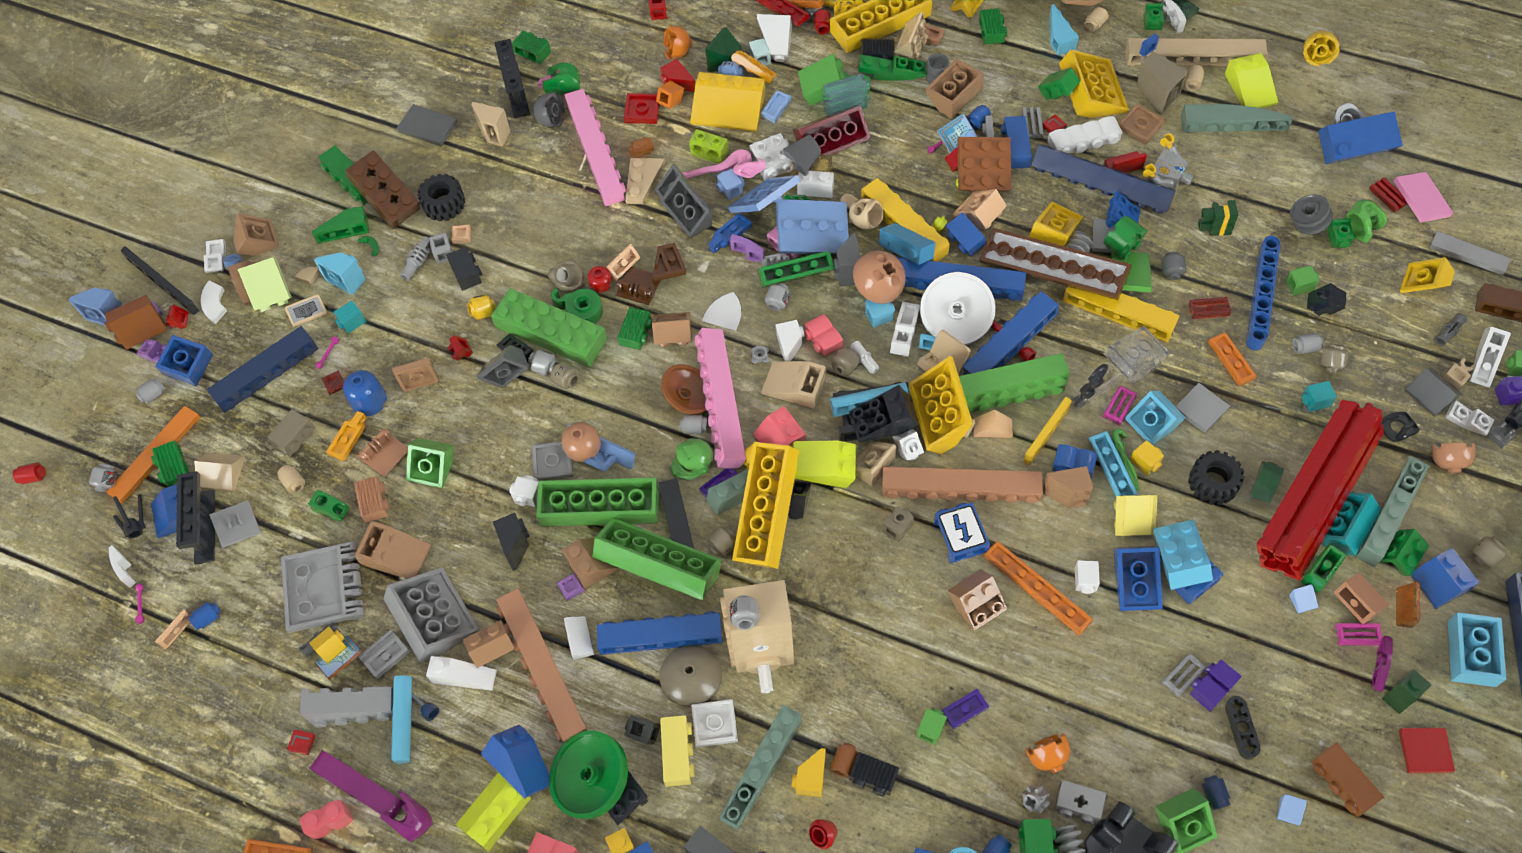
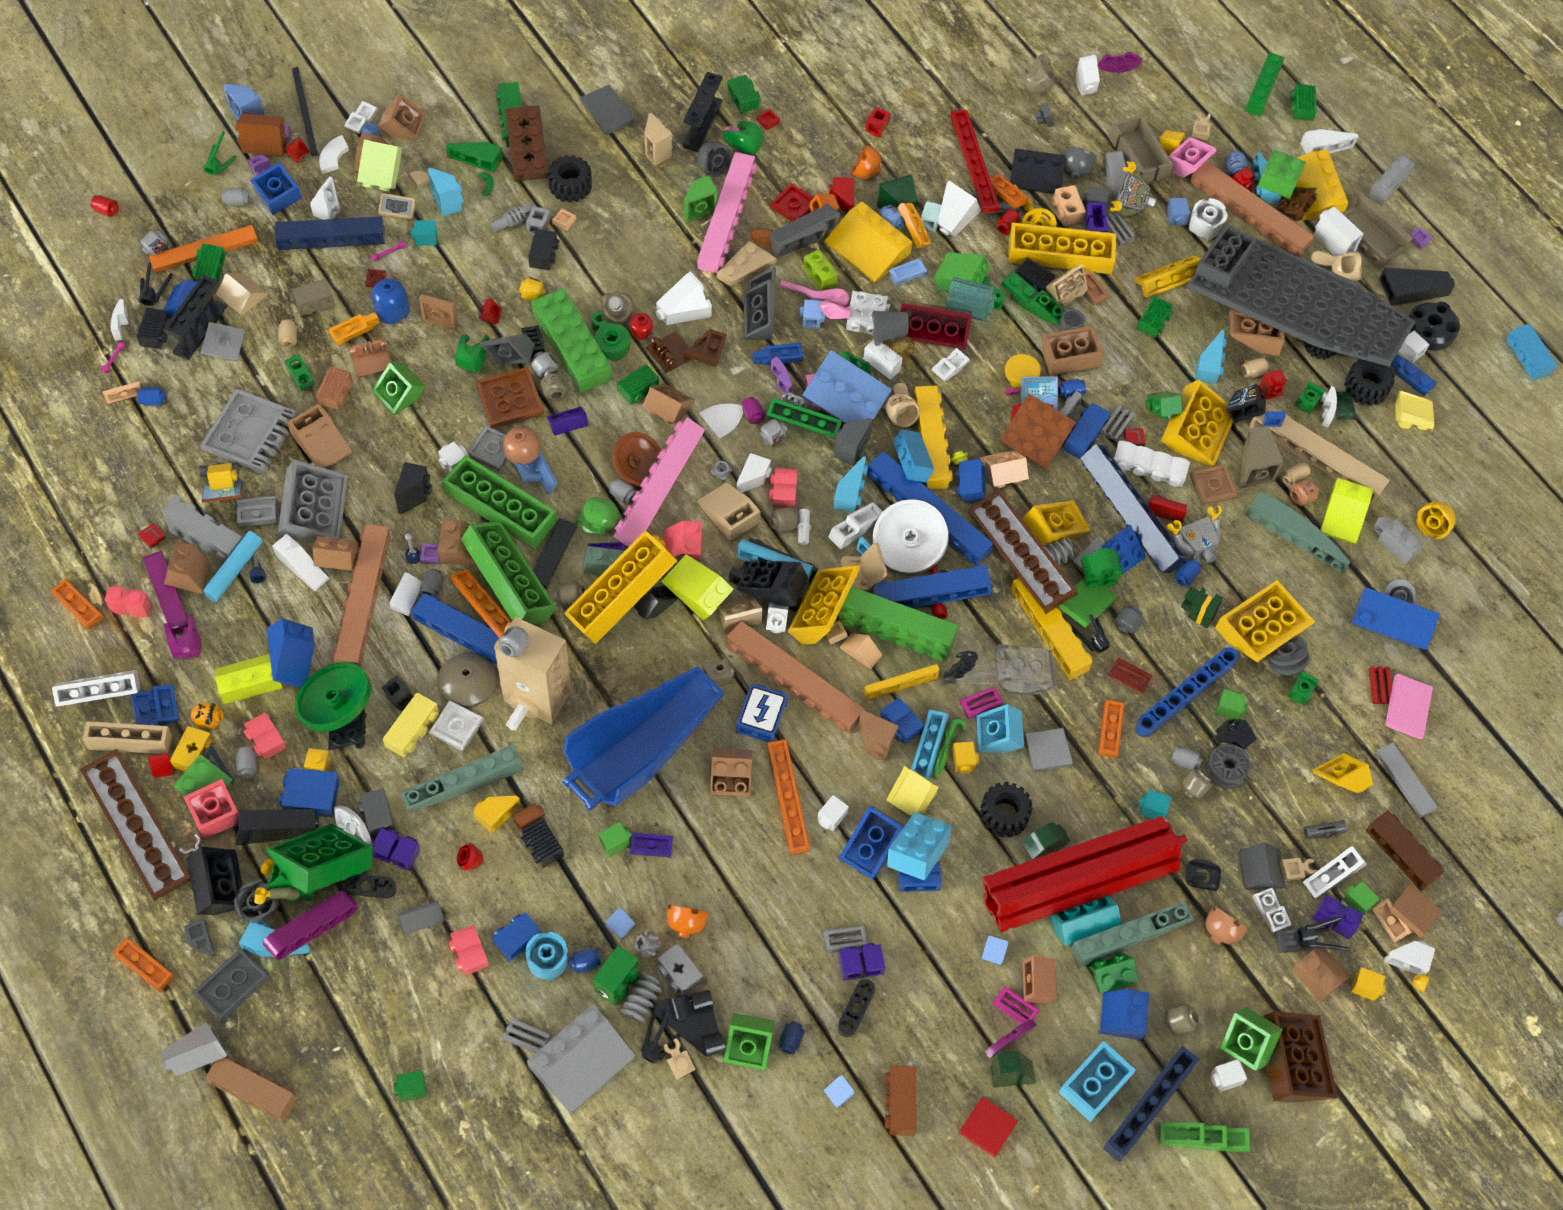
camera: 25 degrees right, 0 degrees up
(107, 376) = (212, 165): none -> green plant
(161, 552) = (152, 328): none -> black brick
(240, 345) = (325, 203): none -> white slope
(360, 750) = (187, 568): none -> medium nougat slope
(474, 396) = (470, 357): none -> green helmet
(533, 408) = (509, 397): none -> dark orange plate
(557, 601) = (410, 554): none -> dark blue hinge
(567, 55) = (768, 119): none -> red tile
(568, 147) = (700, 199): none -> bright green slope
(593, 611) = (432, 582): none -> dark grey brick
(598, 396) = (568, 420): none -> dark purple slope
(618, 234) = (684, 302): none -> white slope
(623, 262) = (671, 324): light nougat slope -> none
(665, 602) = (481, 601): none -> orange tile
(671, 121) = (803, 231): none -> dark grey slope
(746, 290) = (753, 410): none -> magenta brick
(763, 194) = (826, 339): medium blue plate -> none
(870, 156) = (951, 365): none -> white slope
(879, 276) = (855, 471): nougat piece -> none
(885, 626) = (633, 741): none -> blue windscreen
(925, 126) = (1021, 366): none -> yellow tile
(995, 797) = (620, 923): none -> light blue slope
(1116, 46) = (1247, 403): none -> black torso
(1120, 22) = (1273, 384): none -> red brick
(1166, 297) = (1099, 641): none -> black plant
(1183, 201) = (1187, 572): none -> blue brick
(1212, 87) = (1304, 492): none -> nougat head
(1274, 201) = (1264, 622): none -> yellow slope
(1307, 79) = (1397, 539): none -> light grey brick
(1324, 568) = (1028, 936): green brick -> none
(1343, 327) = (1233, 756): none -> dark grey wheel
(1366, 216) = (1333, 686): bright green helmet -> none
(1408, 605) = (1075, 1013): clear orange slope -> none

